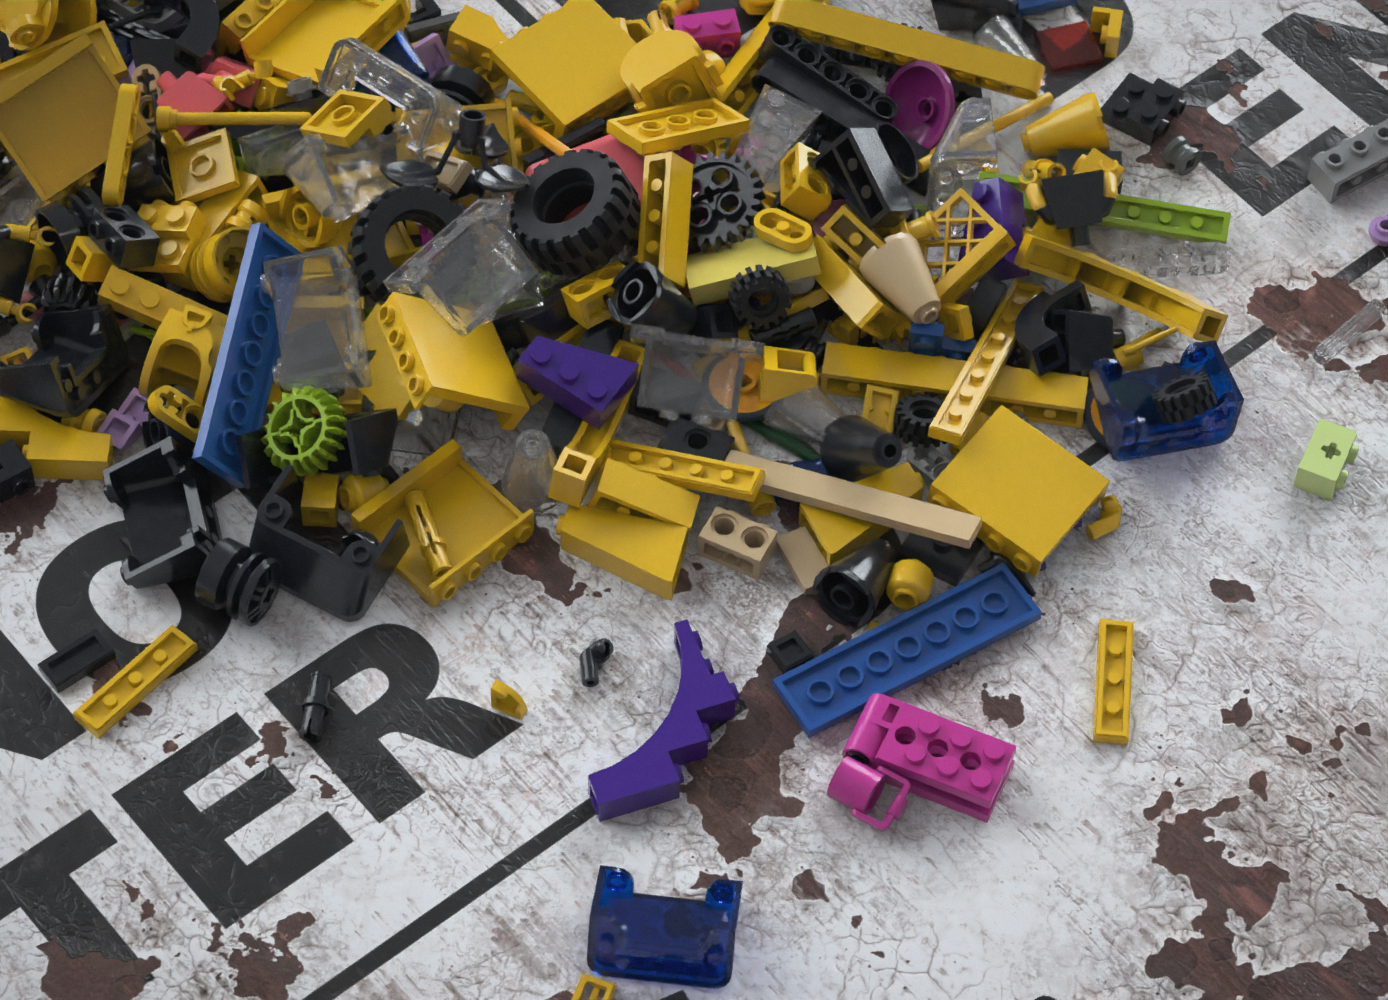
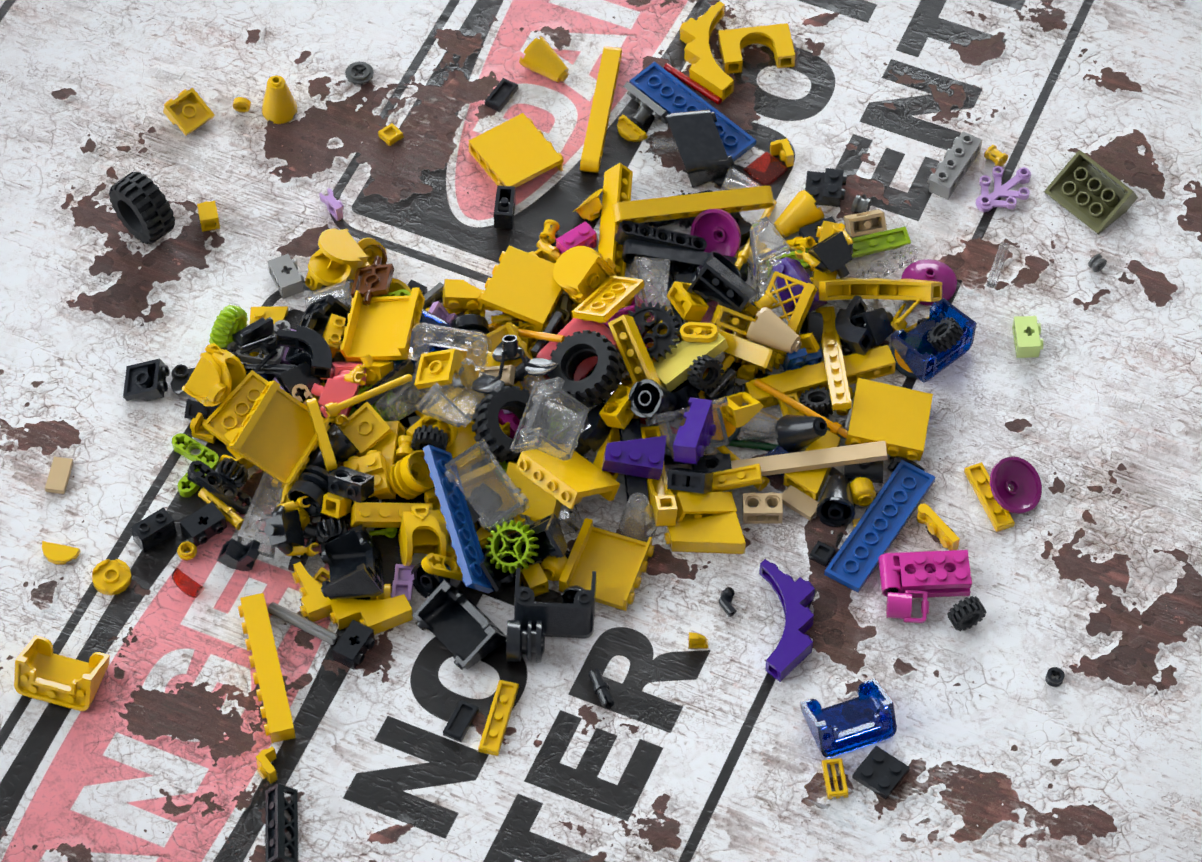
camera: 25 degrees left, 0 degrees up
(282, 219) = (429, 436): none -> black tyre
(300, 88) = (392, 362): light grey plate -> none
(418, 507) = (610, 578): yellow pin -> none
(639, 448) = (690, 480): none -> black brick
(686, 378) = (695, 433): none -> dark purple wedge
(923, 466) = (834, 427): none -> light orange bar
(955, 846) = (966, 613): none -> black tyre
(996, 691) = (937, 527): none -> yellow plate
(1109, 518) = (938, 415): yellow arm -> none
(1169, 182) = (865, 223): none -> tan brick
(1180, 677) = (1023, 484): none -> magenta dish
(1243, 303) = (932, 271): none -> magenta dish

